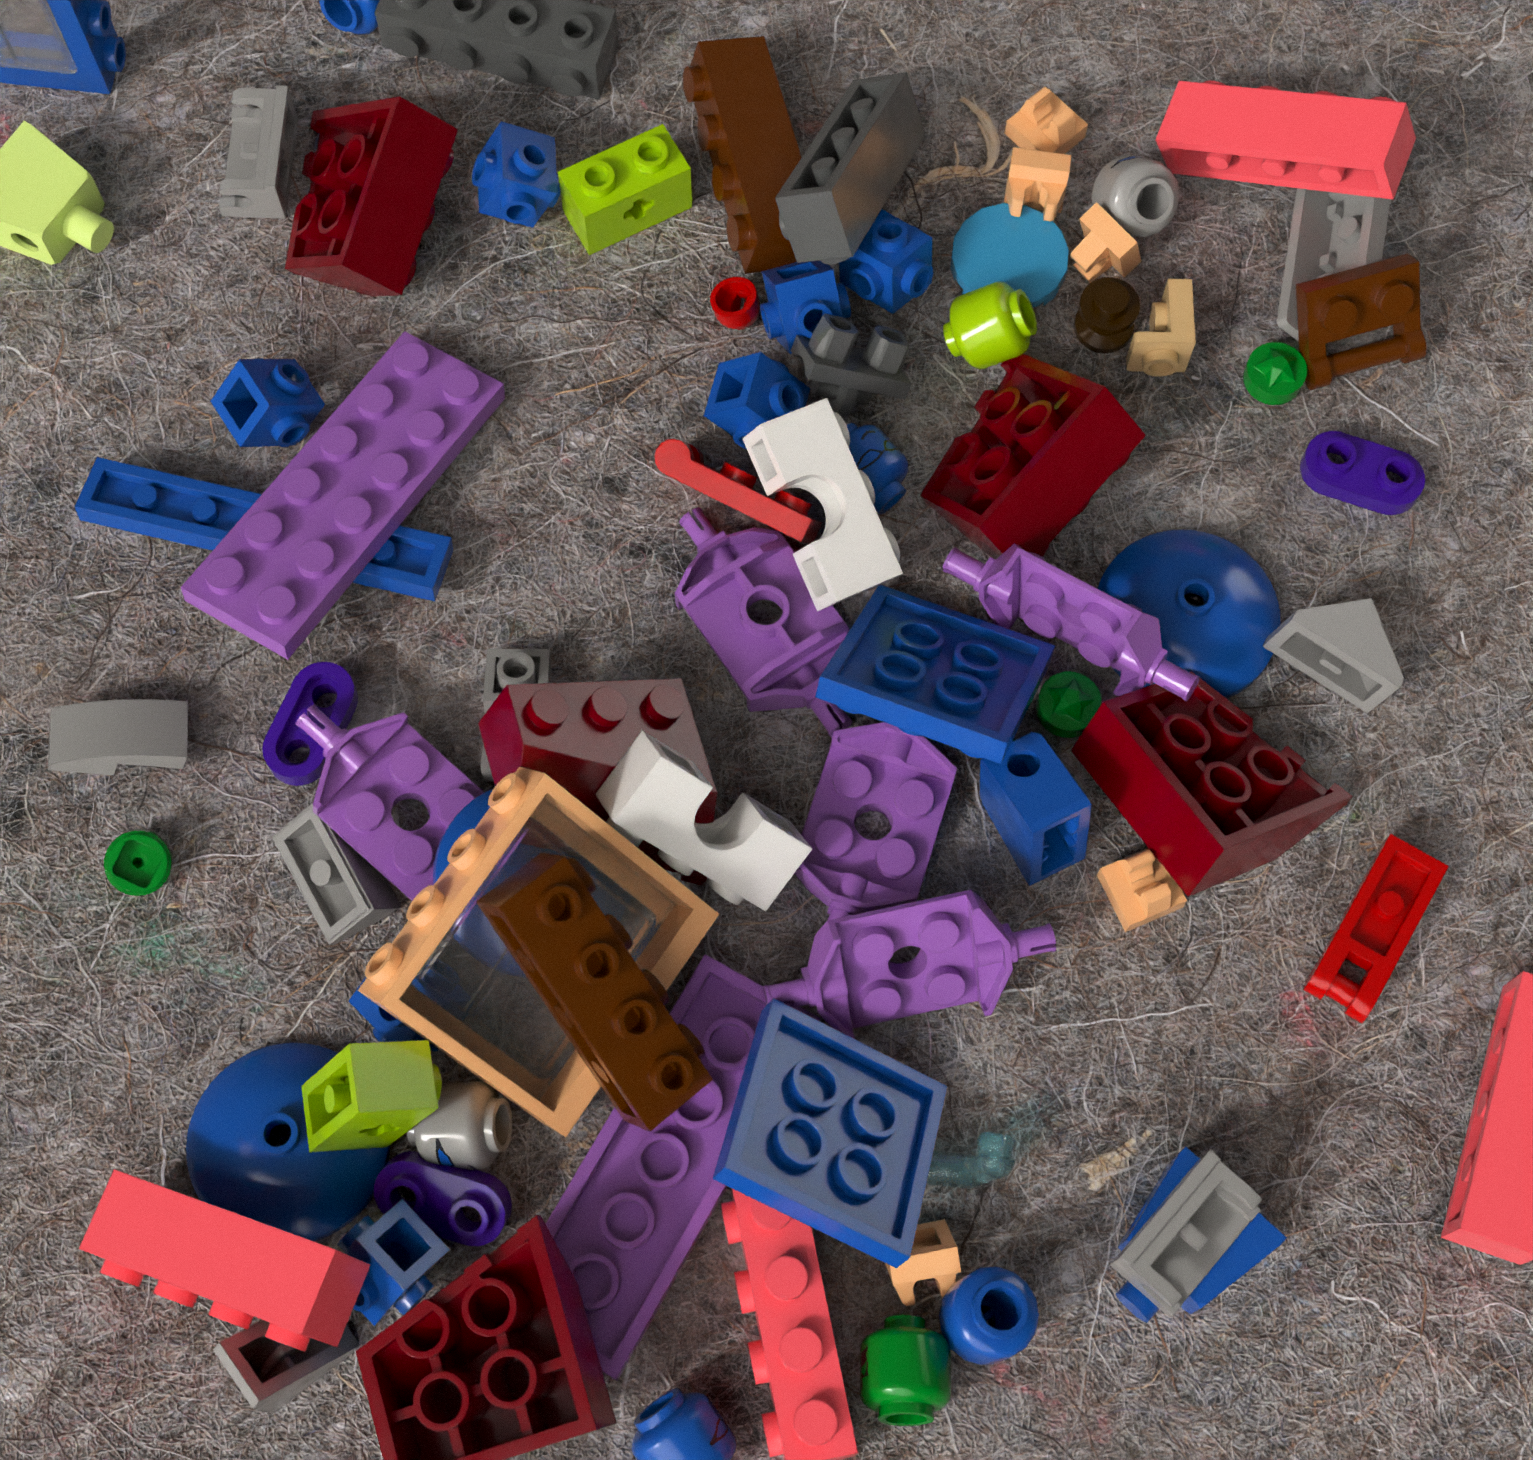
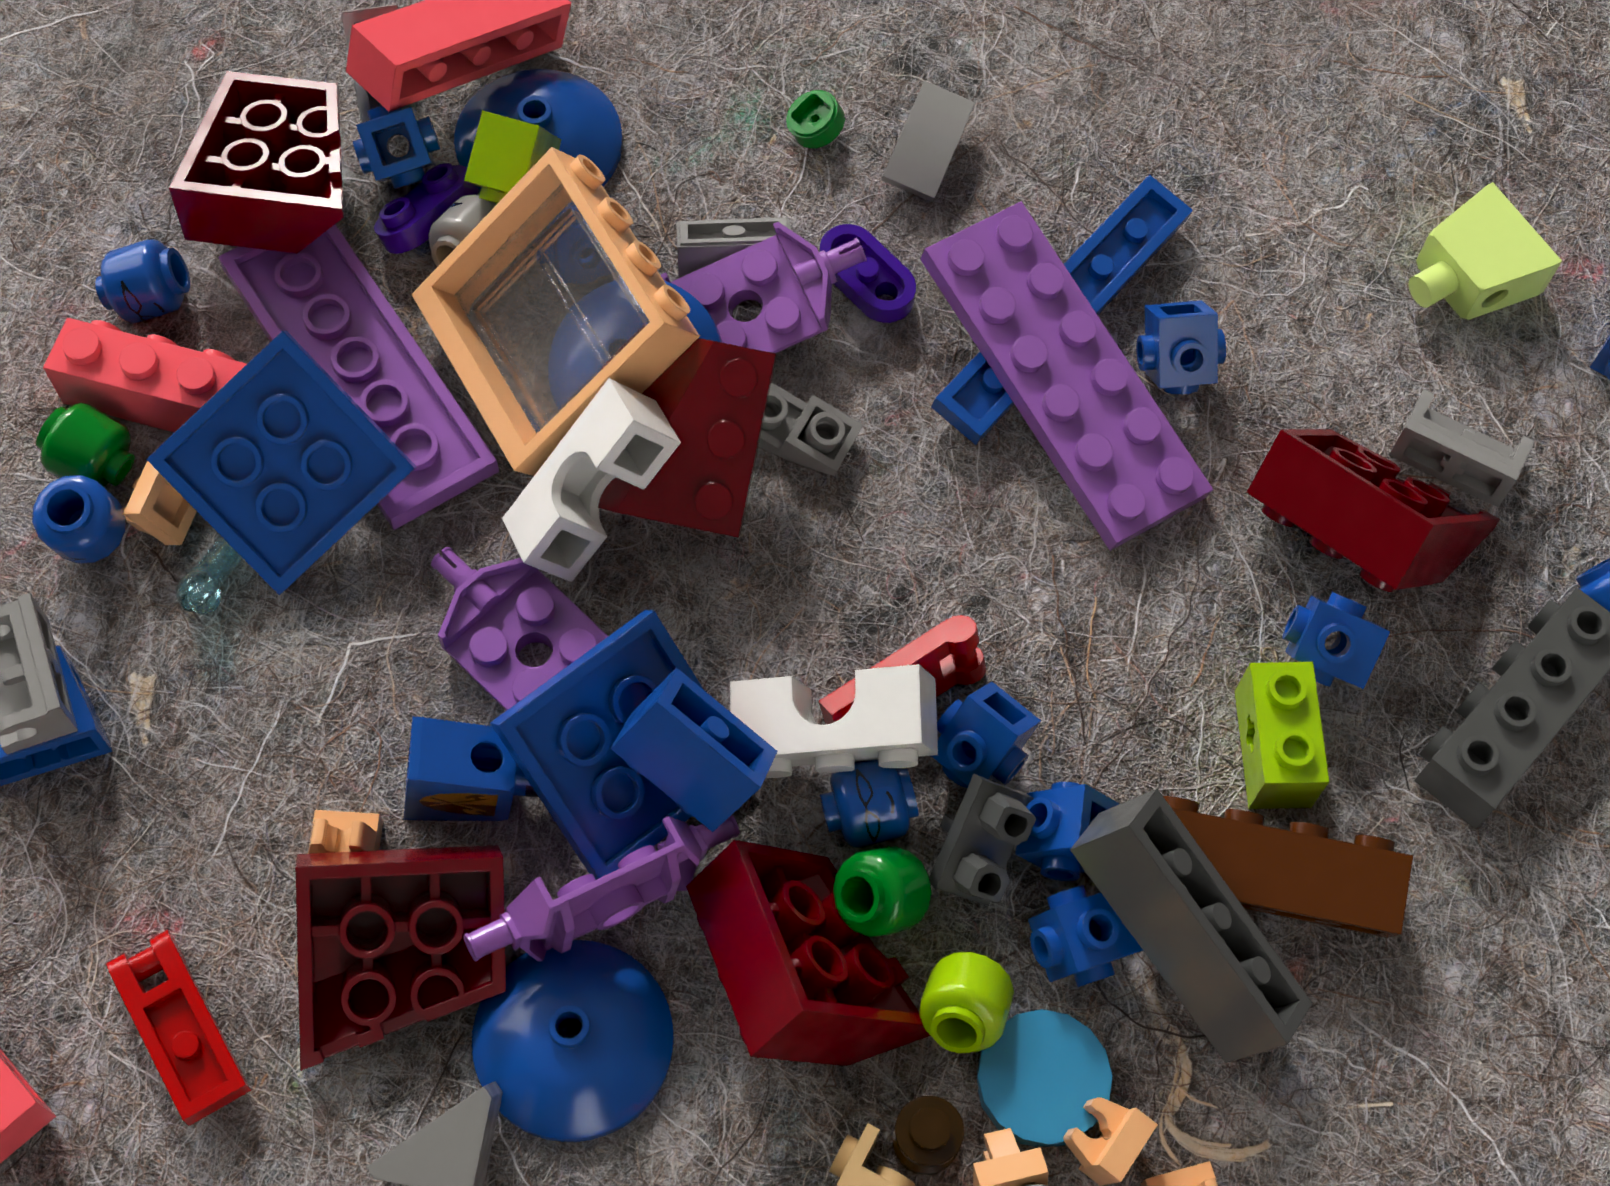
camera: 115 degrees right, 5 degrees down
(596, 988) = (487, 318): reddish brown brick -> none
(726, 303) = (1112, 776): red hinge -> none
(770, 663) = (816, 624): medium lavender plate -> none
(926, 586) = (694, 750): none -> blue brick
(938, 422) = (882, 891): none -> green head
(960, 961) = (395, 586): medium lavender plate -> none
(1067, 703) = (550, 862): green tile -> none

